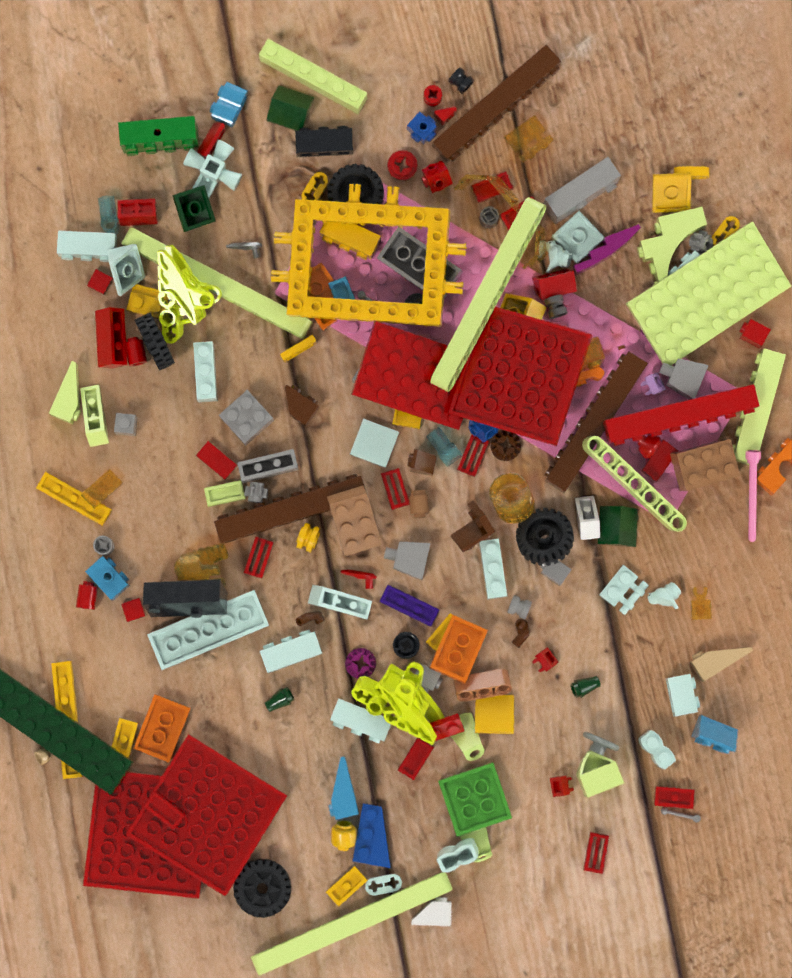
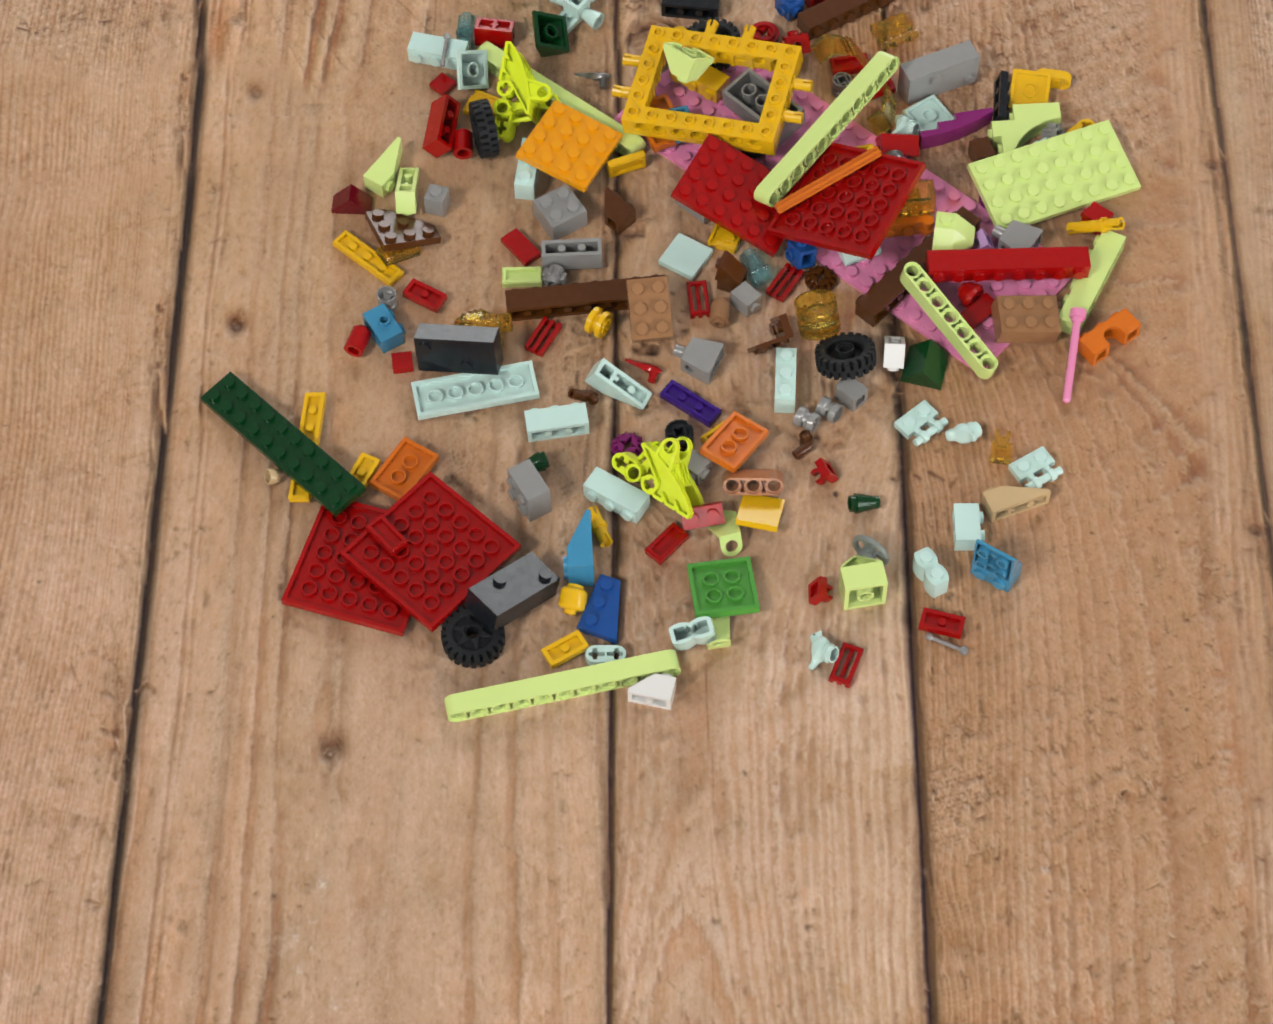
camera: 15 degrees right, 25 degrees down
(44, 438) = (351, 201): none -> dark red slope
(93, 234) = (447, 37): none -> light grey hinge
(98, 466) = (399, 231): none -> reddish brown plate
(138, 533) = (424, 295): none -> red plate
(241, 346) = (569, 145): none -> light orange plate
(281, 735) = (528, 490): none -> light grey brick
(289, 845) = (512, 591): none -> brick
(340, 247) = (686, 62): none -> yellowish green slope
(351, 754) = (599, 527): none -> yellow pin
(441, 485) = (746, 299): none -> light grey brick
(499, 356) = (828, 179): none -> orange axle
(538, 592) = (829, 409): none -> light grey wheel
(573, 845) = (822, 650): none -> light aqua animal
(624, 393) = (952, 232): none -> yellowish green slope
(635, 275) = (980, 149): none -> reddish brown brick
(645, 207) = (1001, 97): none -> black plate
(730, 615) = (1033, 464): none -> light aqua plate
(763, 349) = (1101, 225): none -> yellow pin

